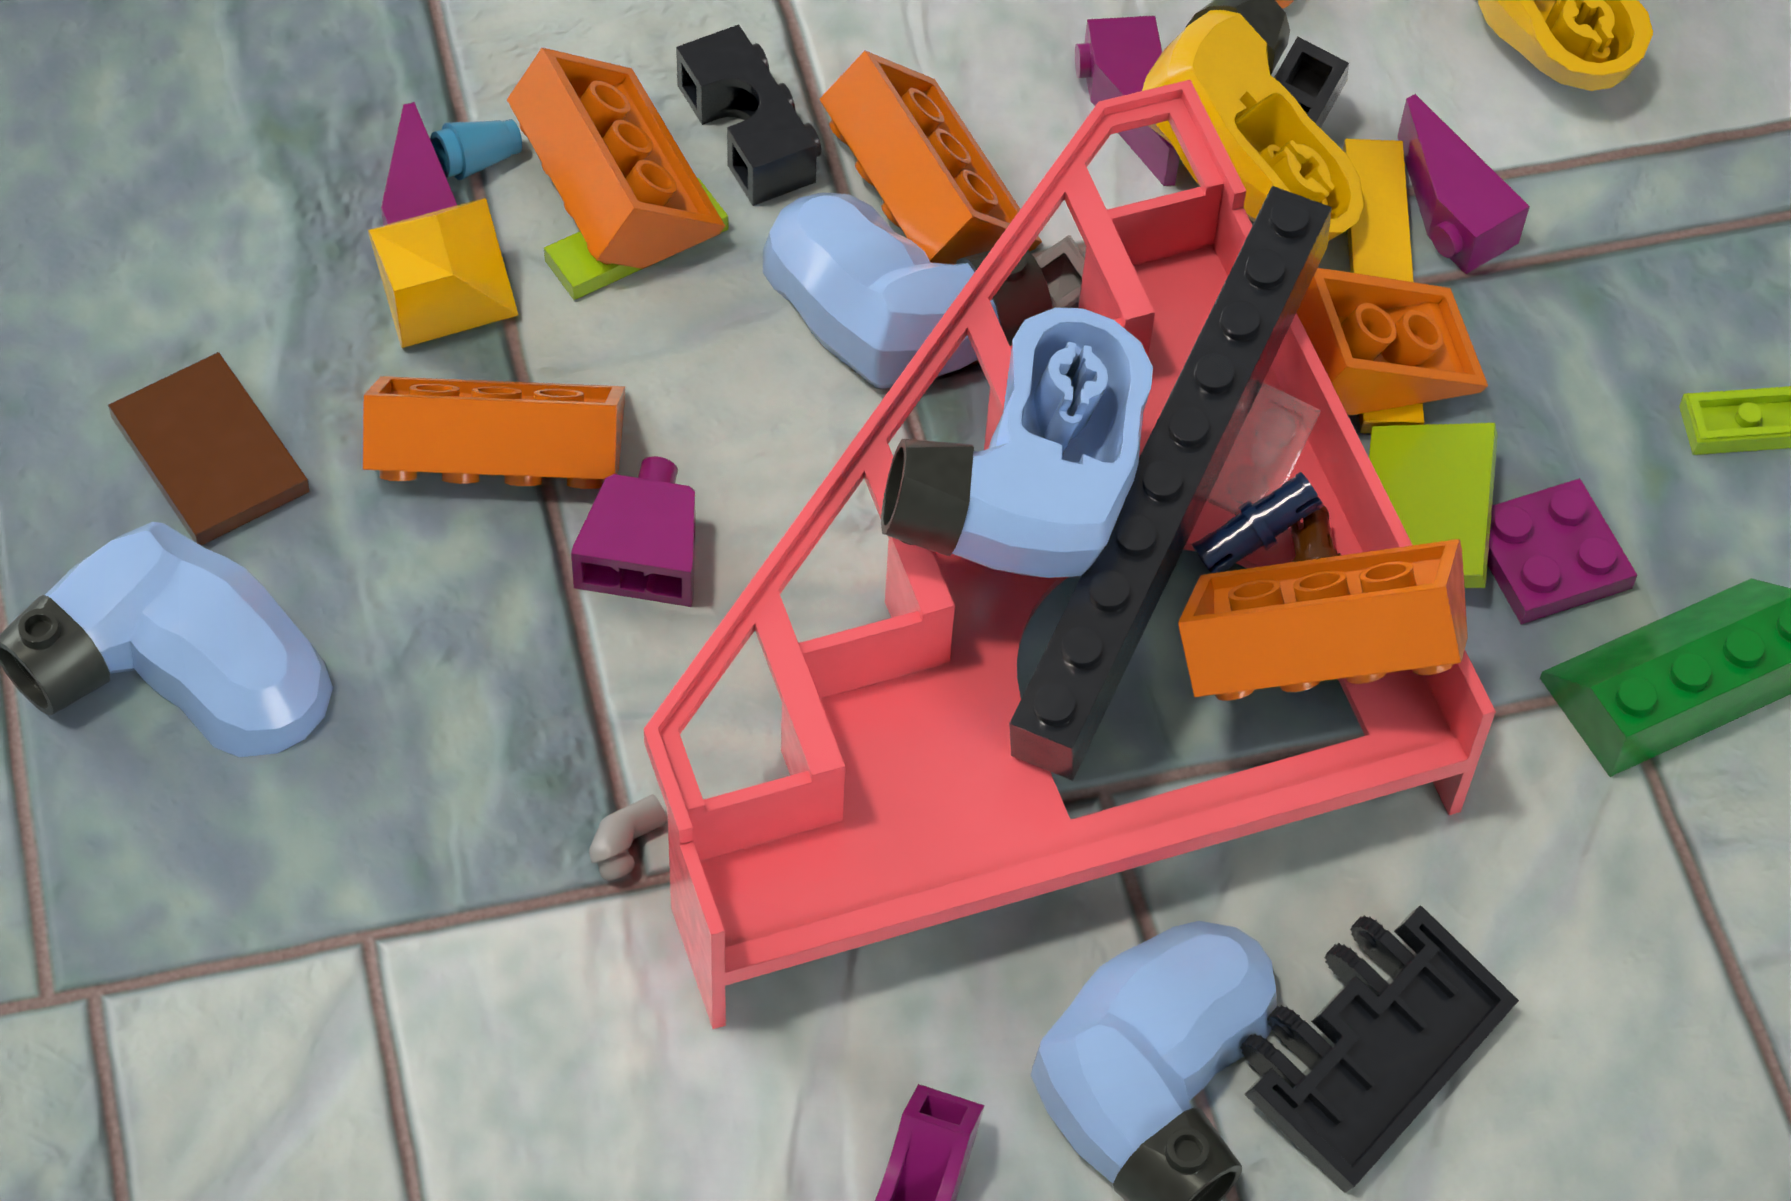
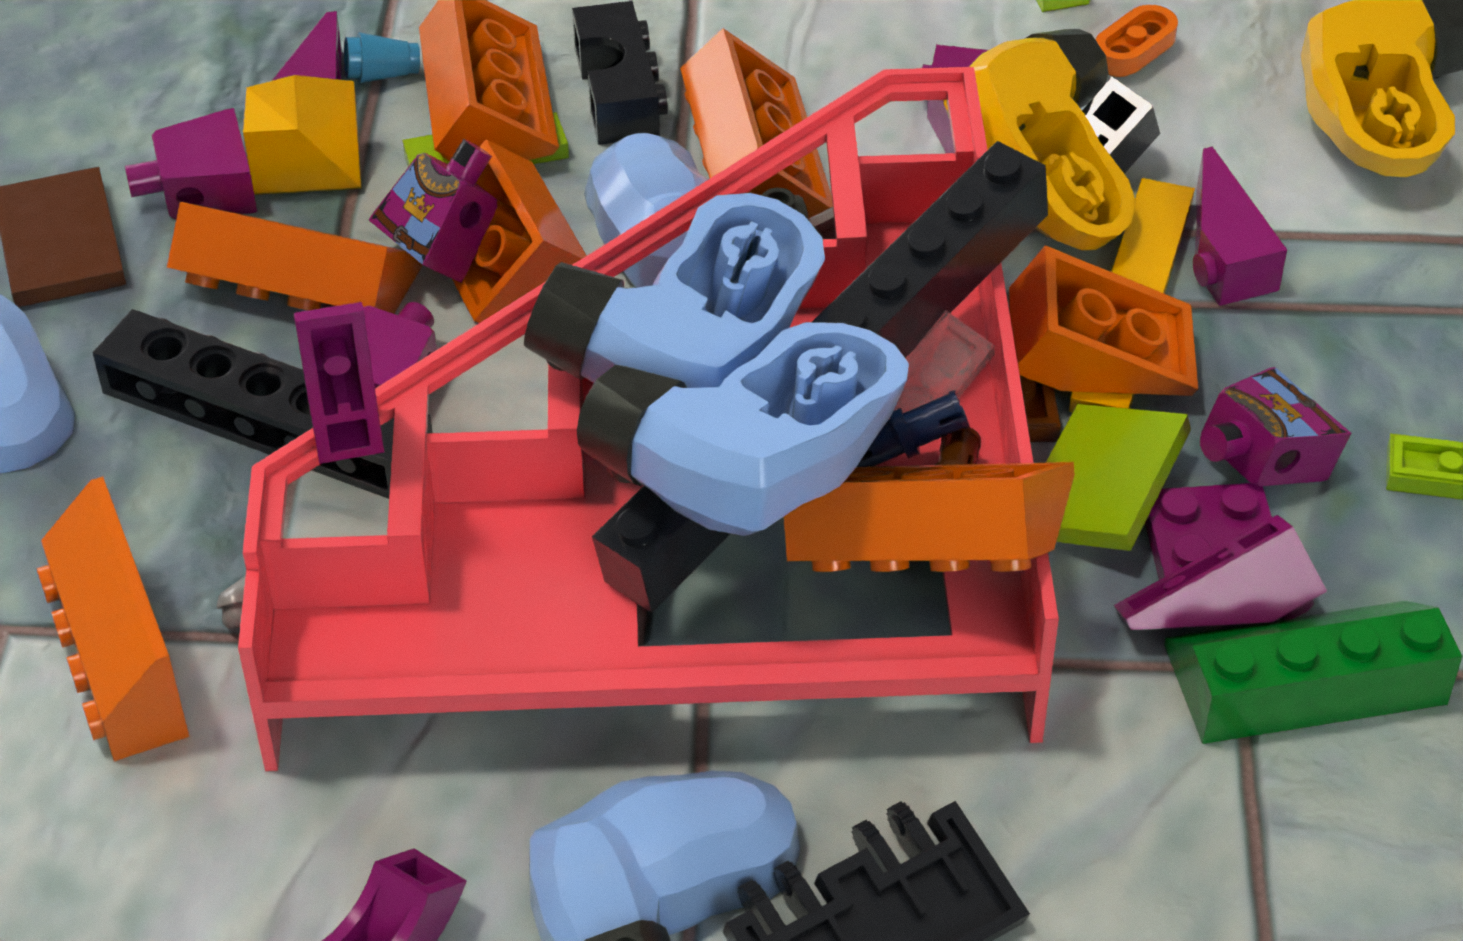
camera: 20 degrees right, 10 degrees down
(337, 332) = (198, 165): none -> magenta torso
(502, 911) = (112, 628): none -> orange slope
(504, 624) = (223, 392): none -> black brick
(641, 340) = (440, 210): none -> magenta torso
(708, 351) = (522, 239): none -> orange slope
(729, 634) = (339, 382): none -> magenta slope
(1173, 594) = (758, 442): none -> light blue piece
(1578, 422) = (1272, 432): none -> magenta torso
(1599, 602) = (1241, 582): none -> slope

